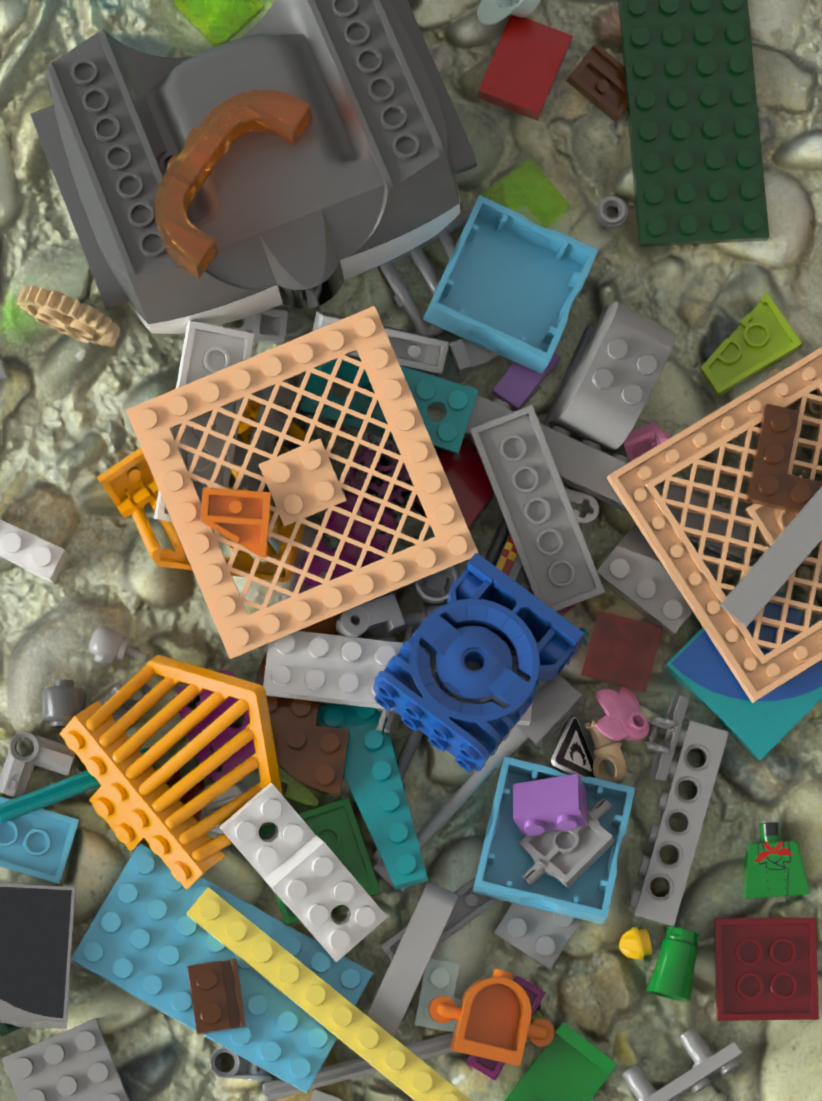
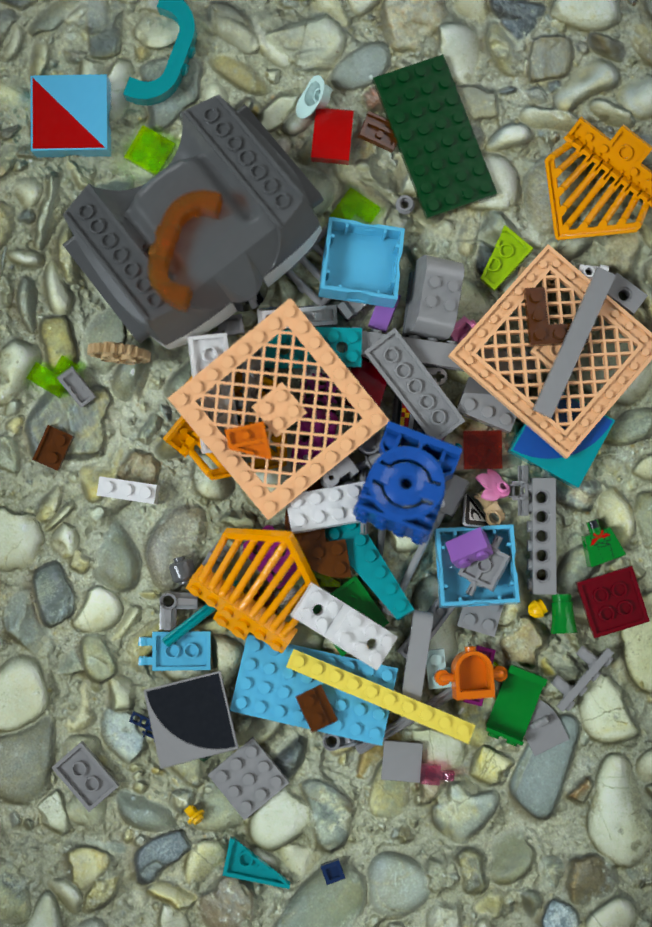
camera: 10 degrees left, 5 degrees up
(110, 644) = (198, 529): light grey piece -> none

